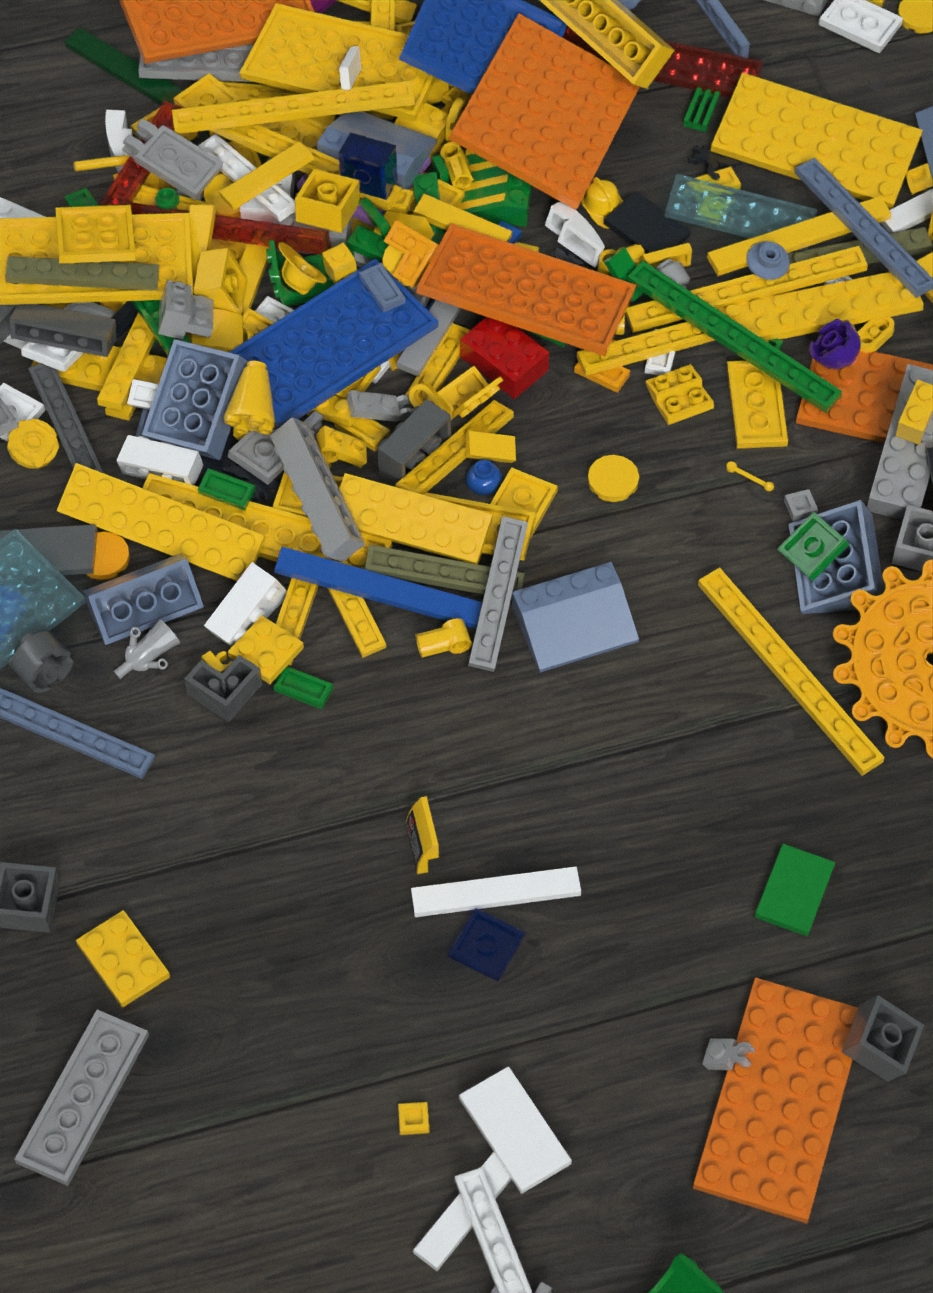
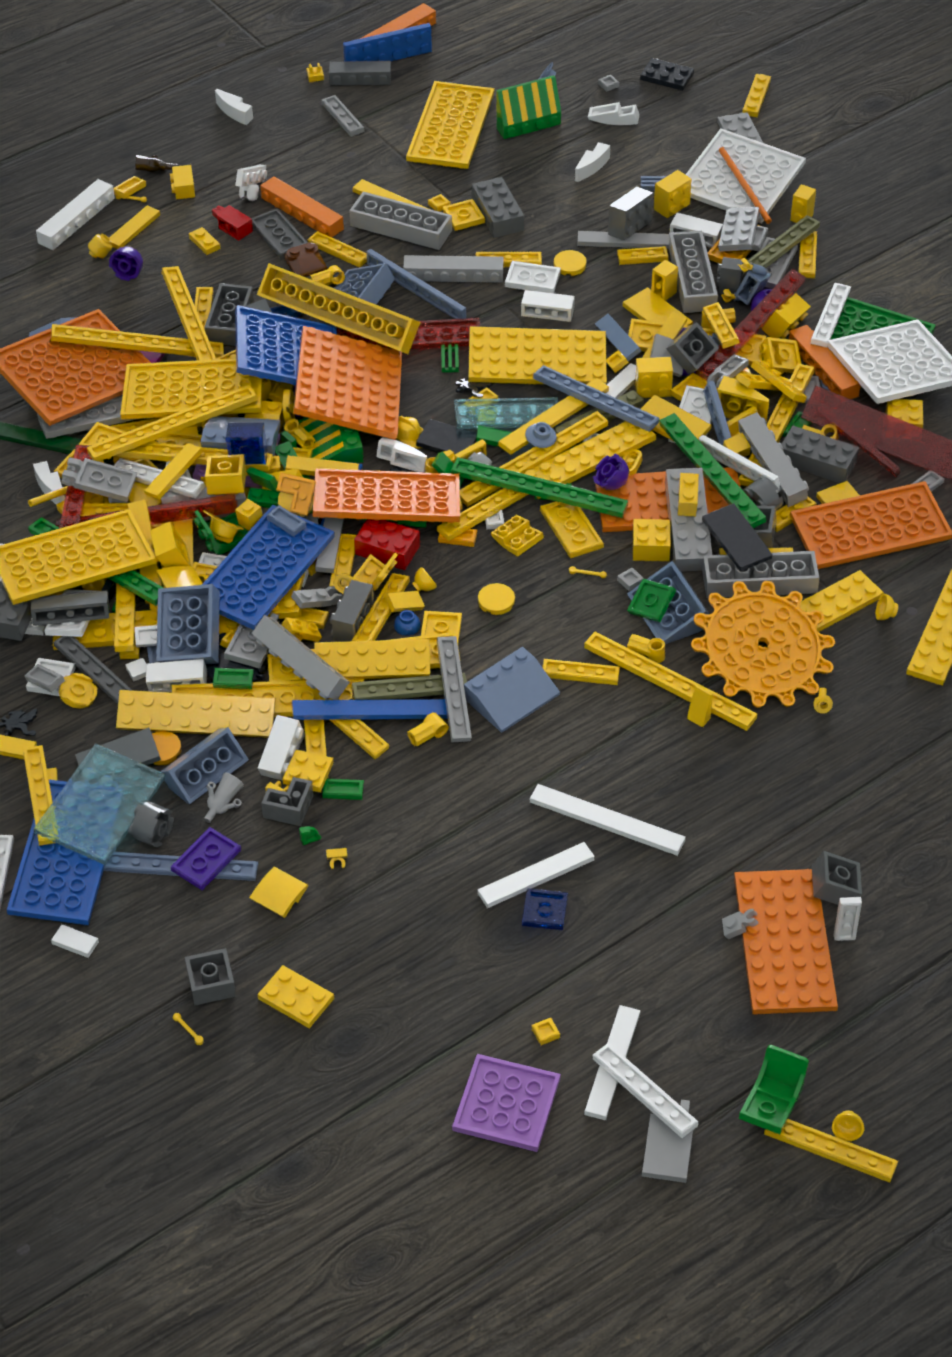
camera: 20 degrees left, 10 degrees down
(82, 1097) = (309, 1092): light grey plate -> none
(87, 274) = (72, 565): olive plate -> none
(91, 729) = (205, 858): none -> dark purple tile
(95, 234) = (72, 536): yellow plate -> none
(117, 435) = (137, 669): none -> white tile
(161, 806) = (278, 891): none -> yellow slope
(167, 198) = (106, 506): green plate -> none
(184, 312) = (154, 572): light grey brick -> none
(232, 739) = (308, 835): none -> green tile
(251, 401) = (230, 615): yellow cone -> none
(253, 779) = (336, 854): none -> yellow tile
(320, 1202) = (506, 1102): none -> medium lavender plate
(350, 68) = (202, 386): white tile -> none
(422, 835) = (472, 852): yellow slope -> none
(515, 1130) = (619, 1013): white tile -> none
(529, 424) = (423, 581): none -> yellow brick
(622, 844) = (607, 819): none -> white tile
(679, 618) = (581, 671): none -> yellow tile
(705, 239) = (490, 435): none -> green tile
(780, 613) = (652, 648): none -> yellow piece
(795, 890) = (735, 812): green tile -> none
(810, 723) = (700, 706): none -> yellow slope
(852, 457) = (651, 540): none -> yellow brick
(862, 69) = (547, 306): none -> white brick
(869, 1103) = (847, 918): none -> white tile

